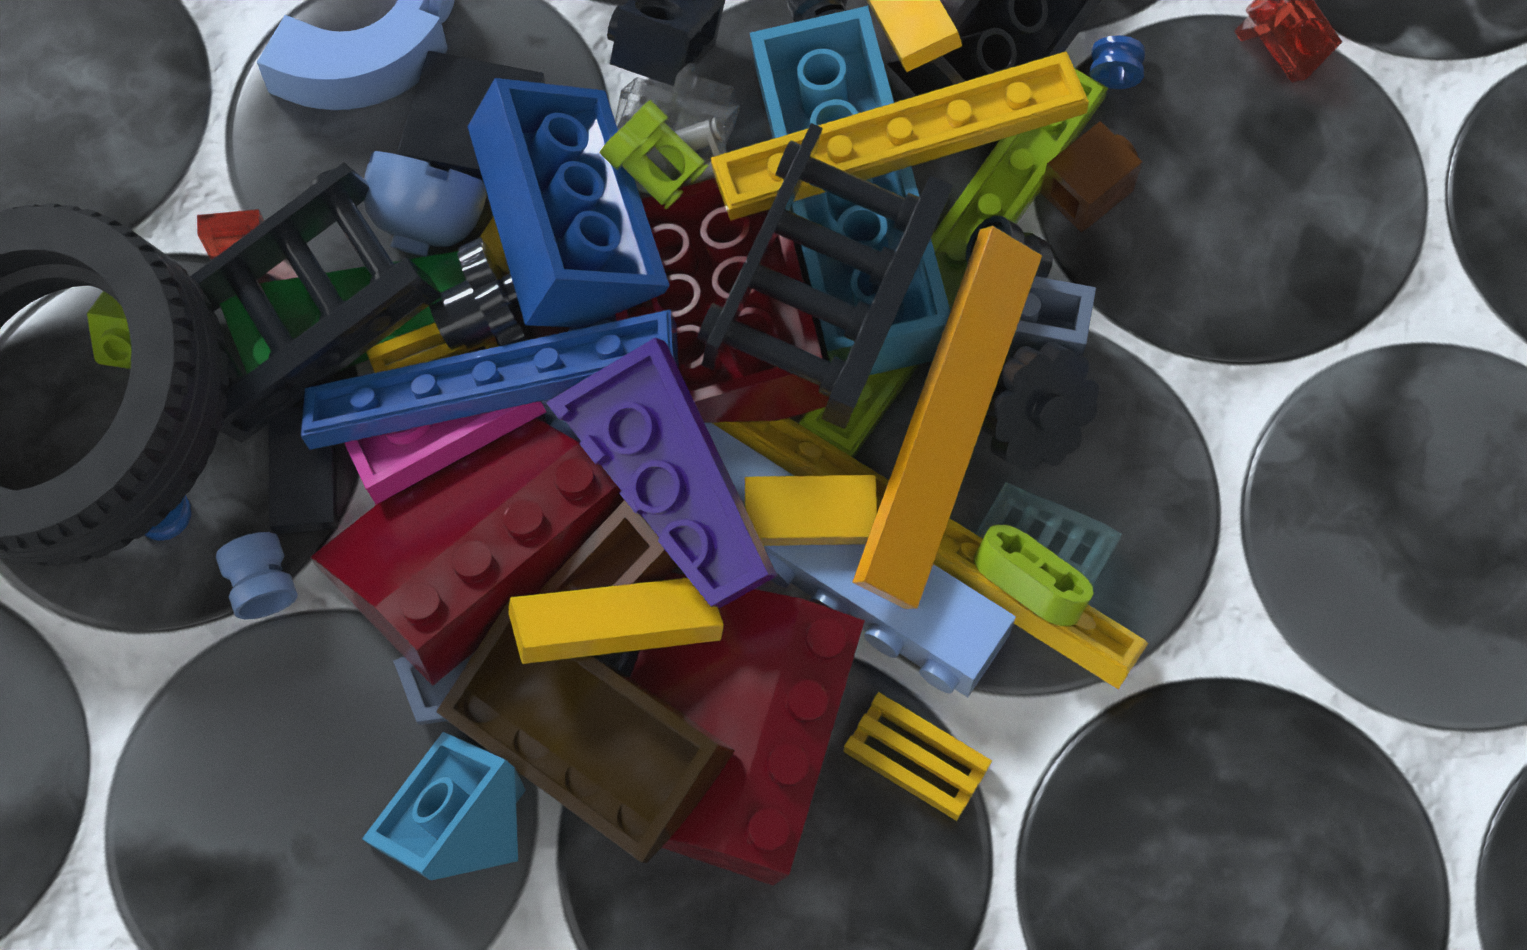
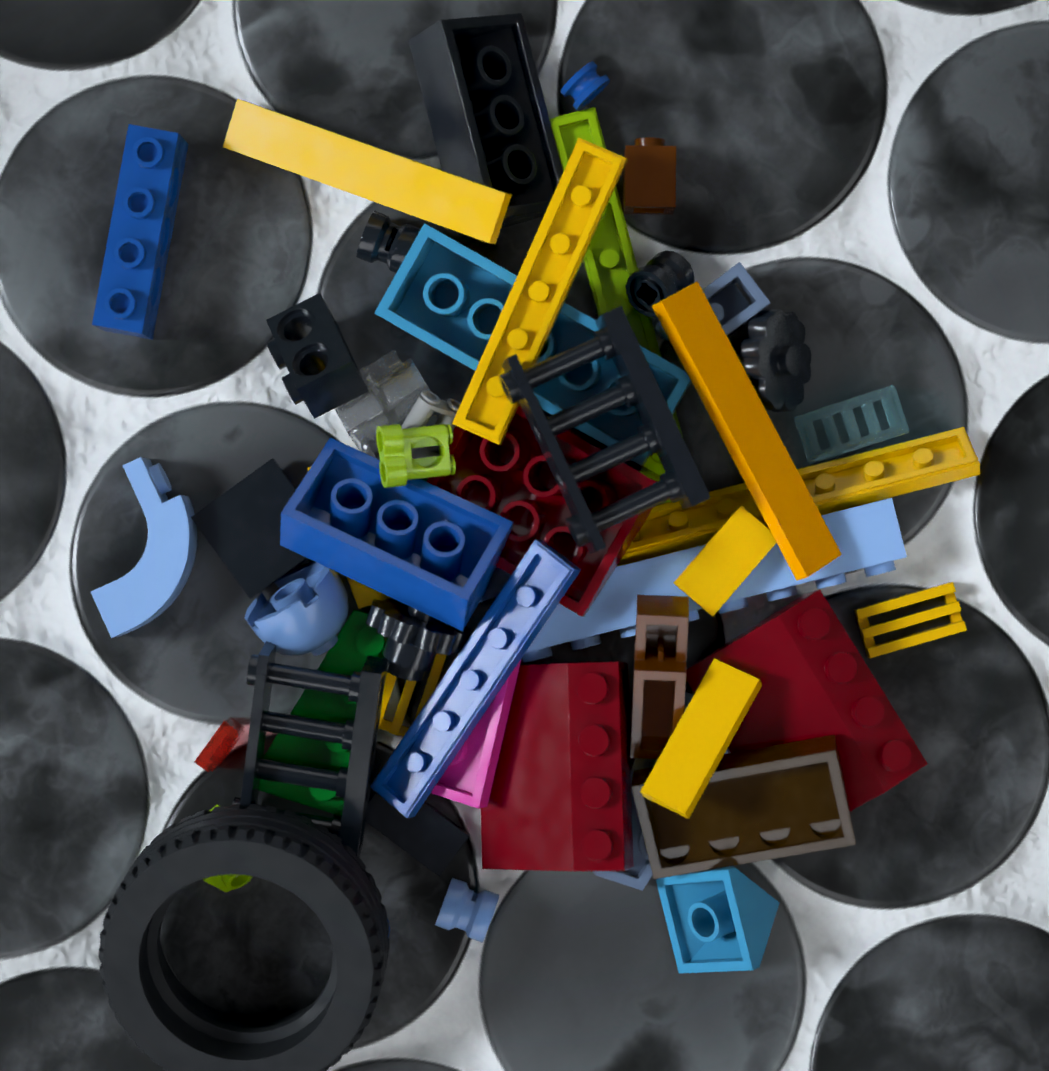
camera: 50 degrees left, 20 degrees up
(660, 454) = (627, 629): dark purple wing -> none
(1033, 575) = (874, 462): lime beam -> none

